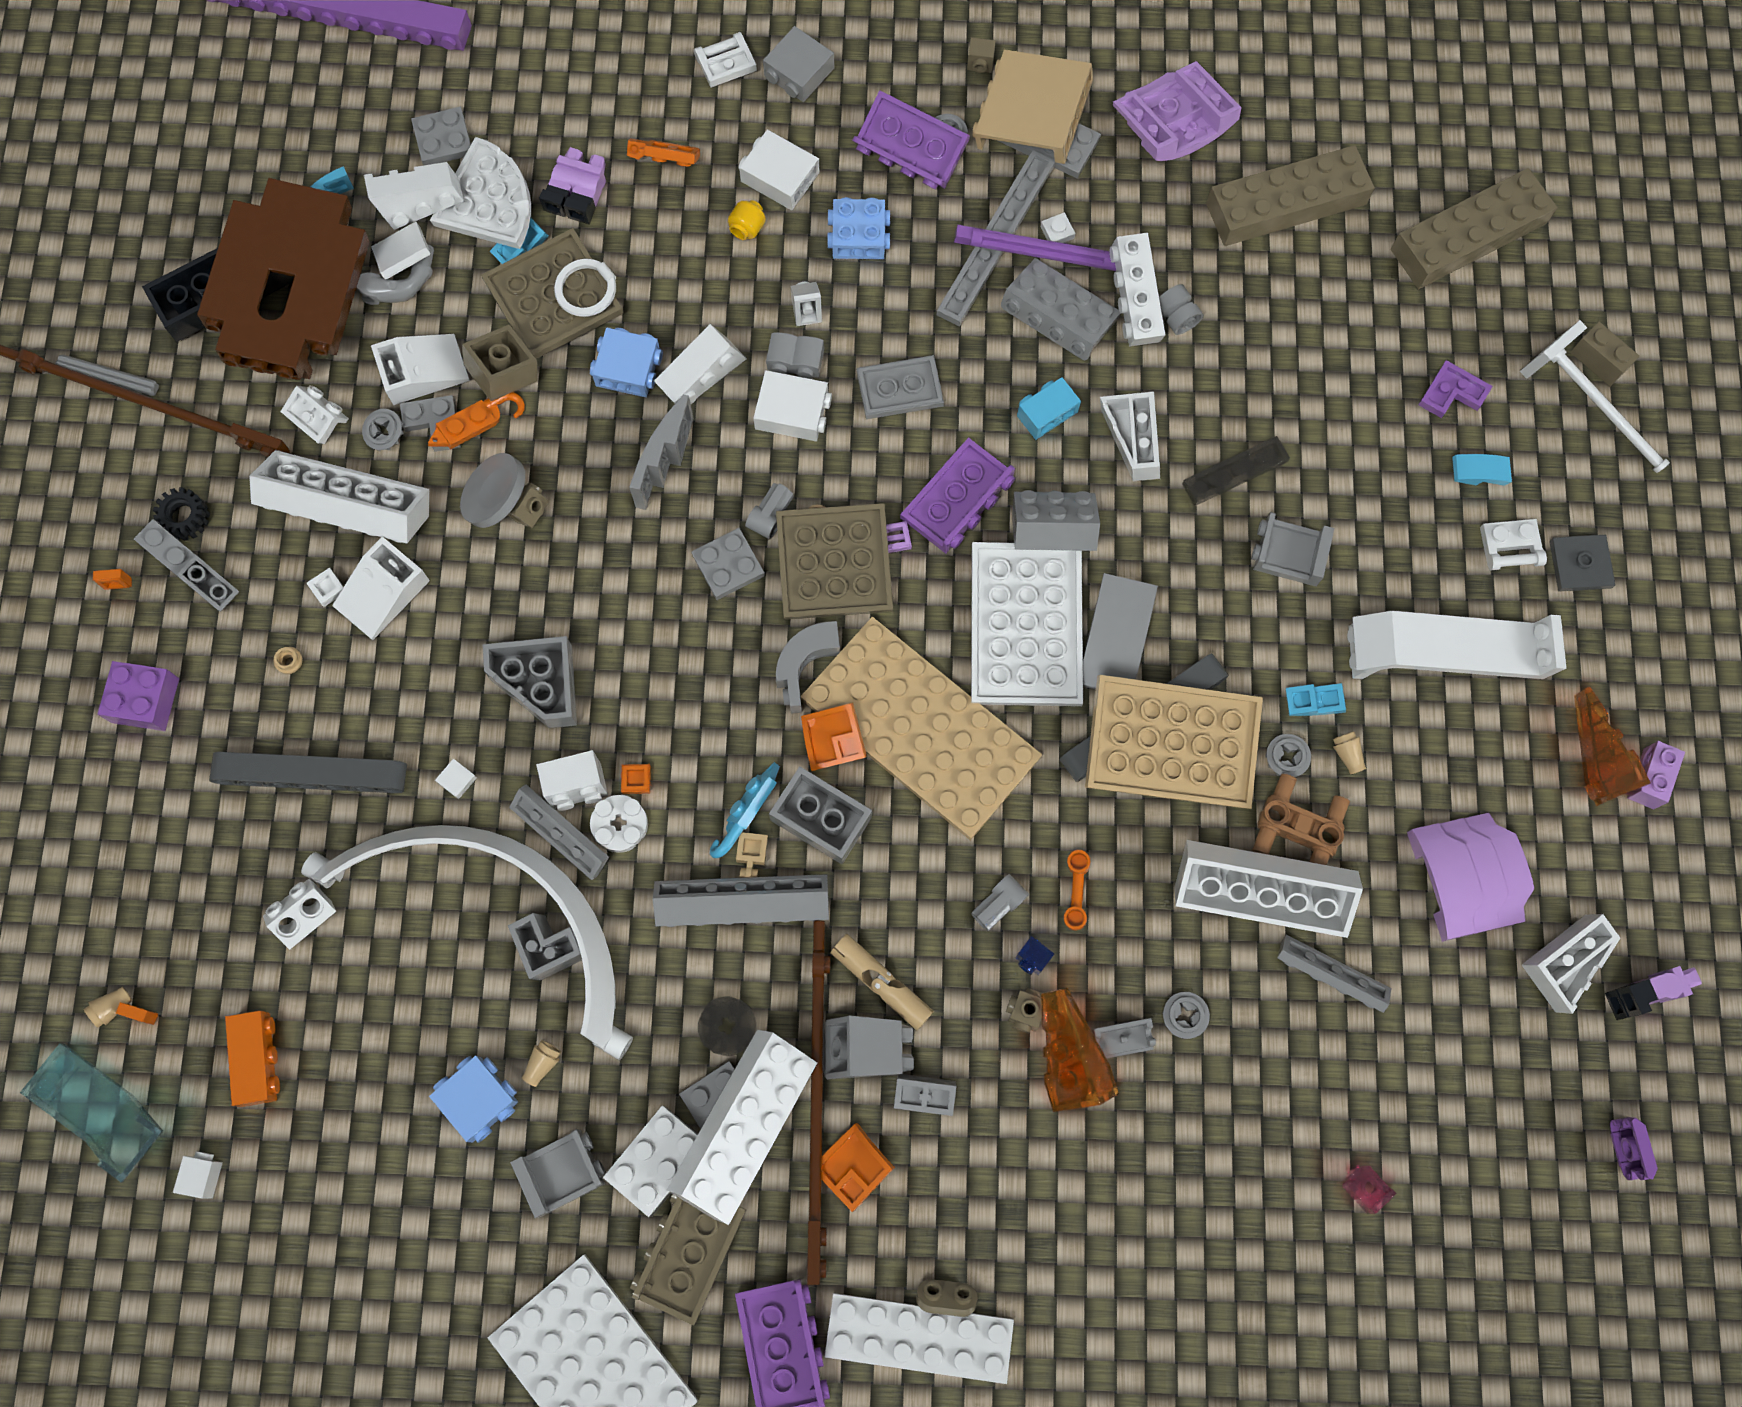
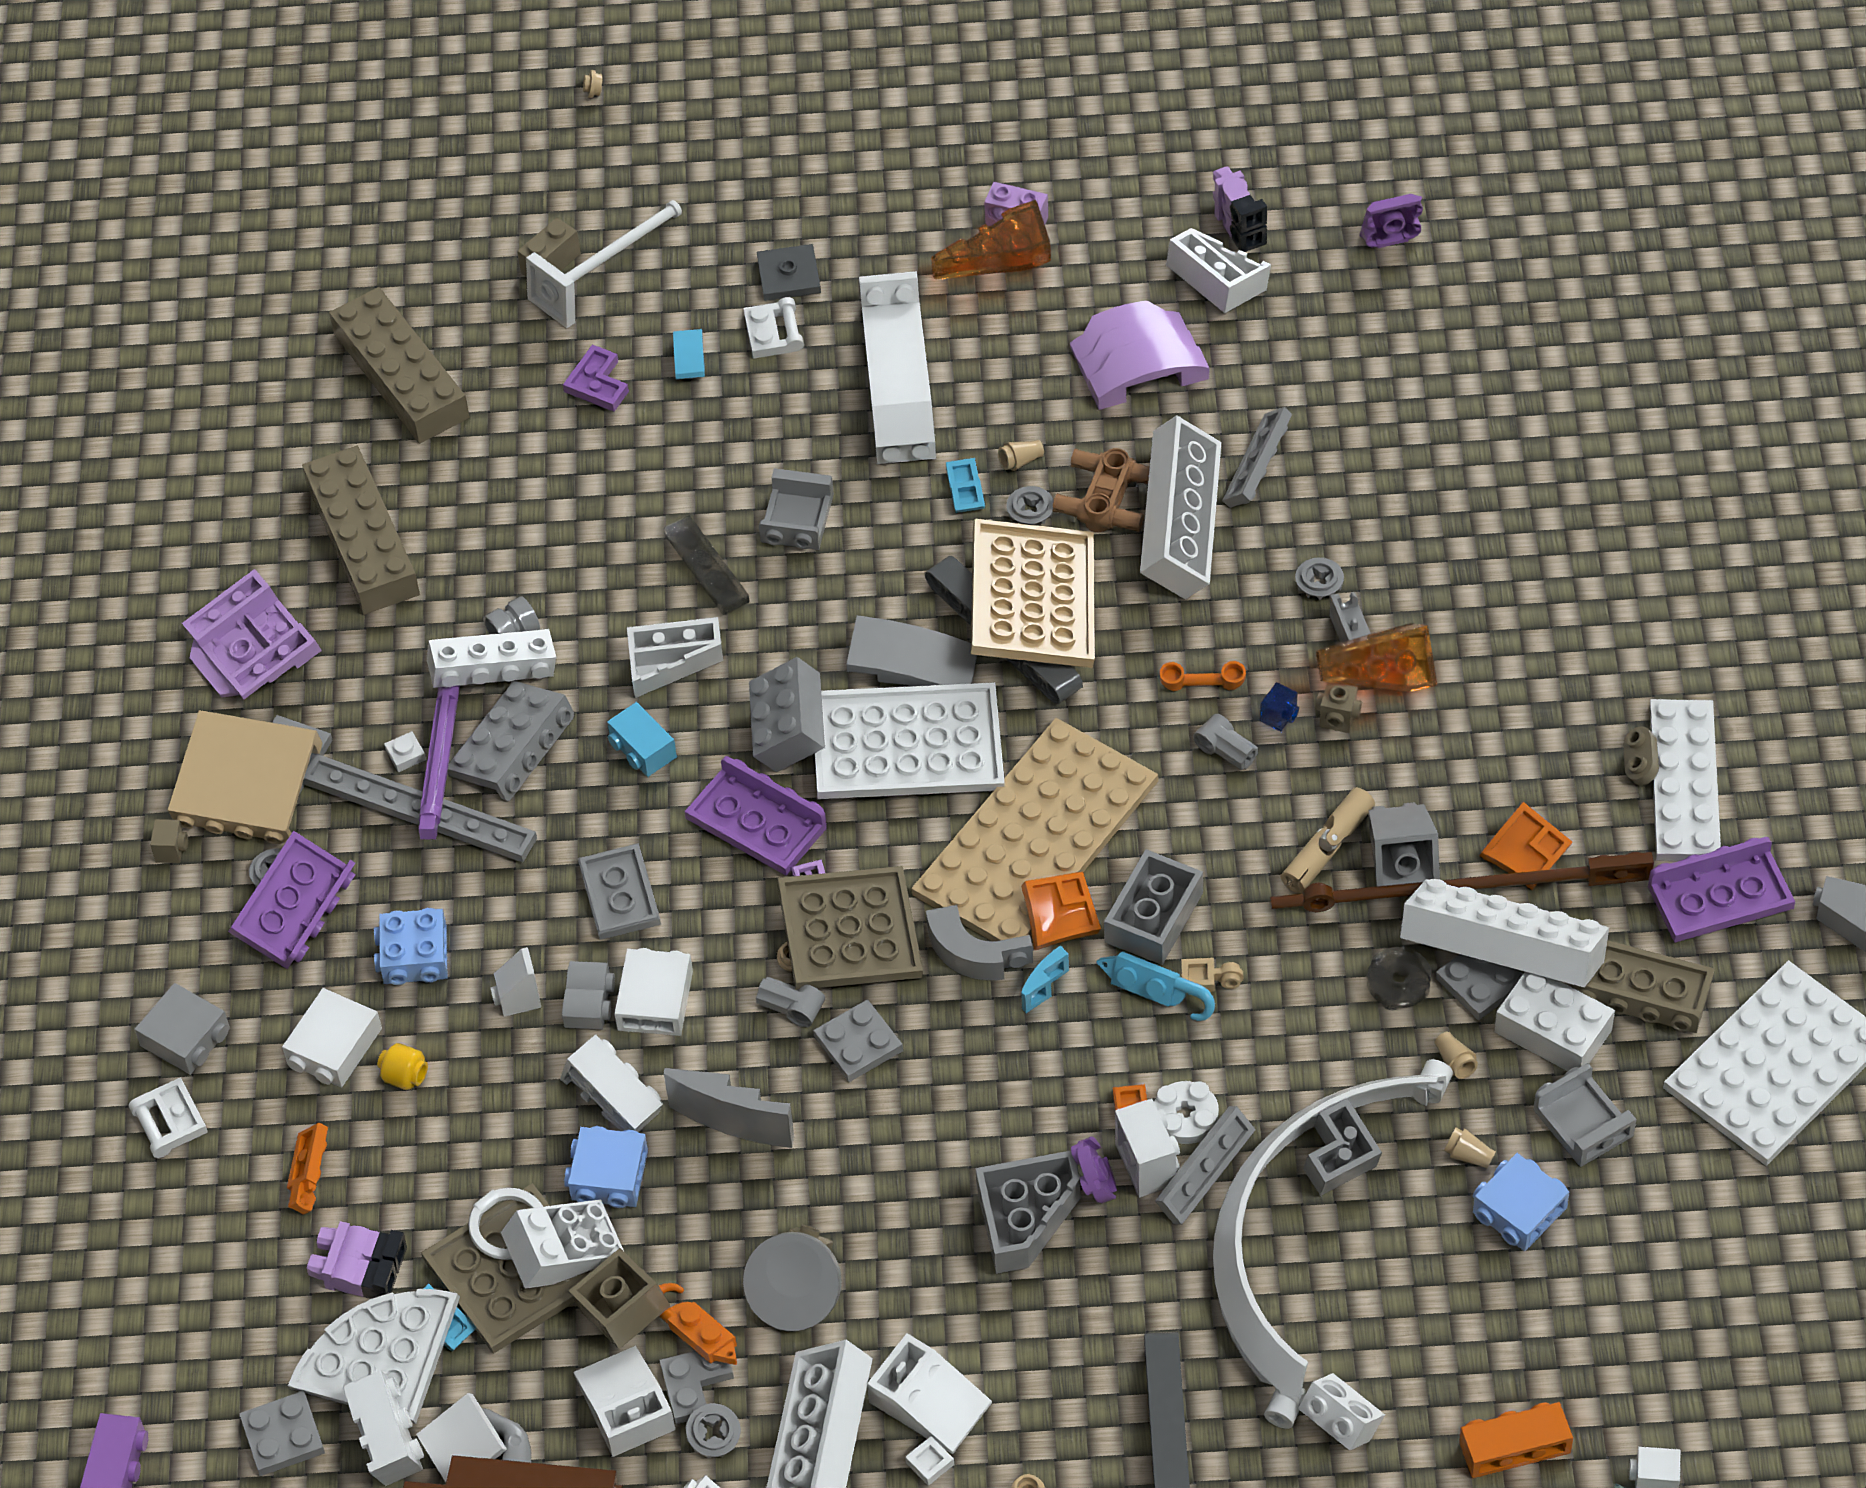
camera: 90 degrees left, 20 degrees down
(455, 778) = (1154, 1286): white tile -> none
(545, 734) = (1097, 1172): none -> medium lavender plate
(554, 323) = (559, 1241): none -> white slope
(638, 1065) = (1456, 1055): none -> tan cone
(741, 900) = (1260, 973): light grey brick -> none
(759, 712) = (1038, 985): none -> medium azure slope
(925, 1094) = (1441, 786): light grey hinge -> none
(1355, 1186) = (1468, 423): clear pink brick -> none

